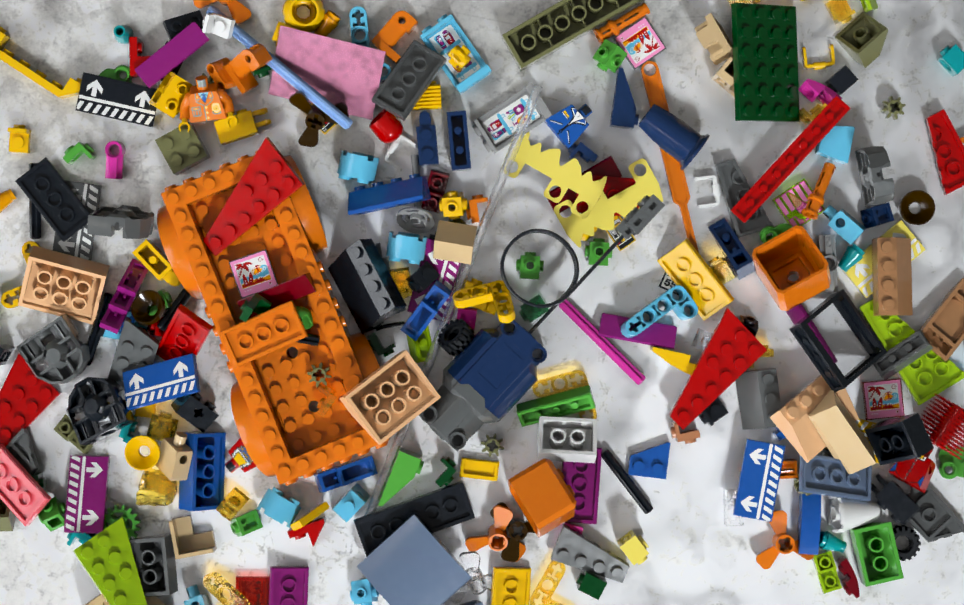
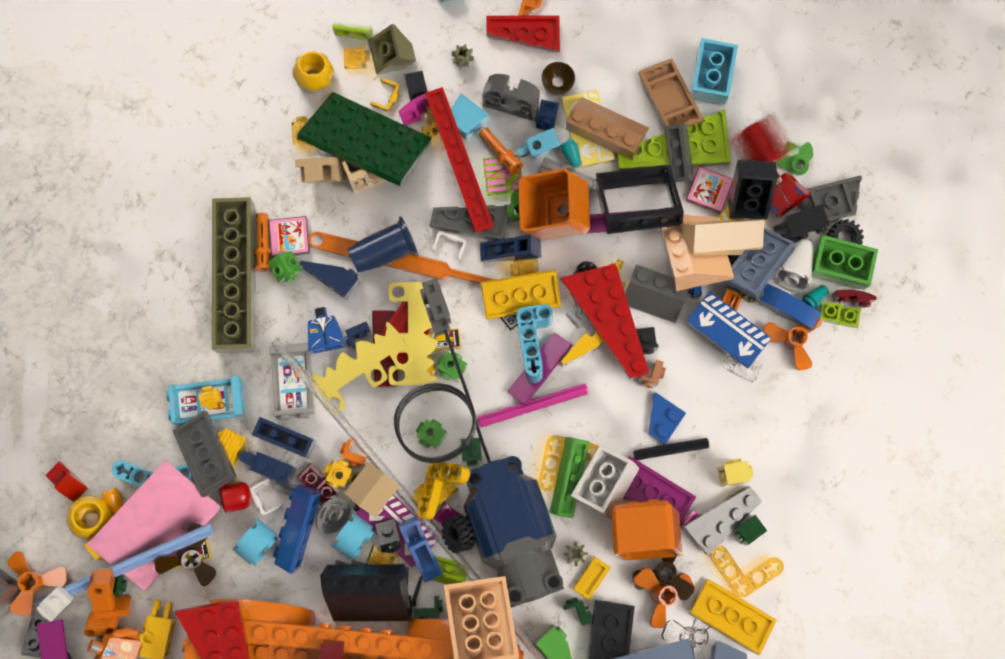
camera: 65 degrees left, 10 degrees down
(393, 32) = (155, 446): orange piece -> none

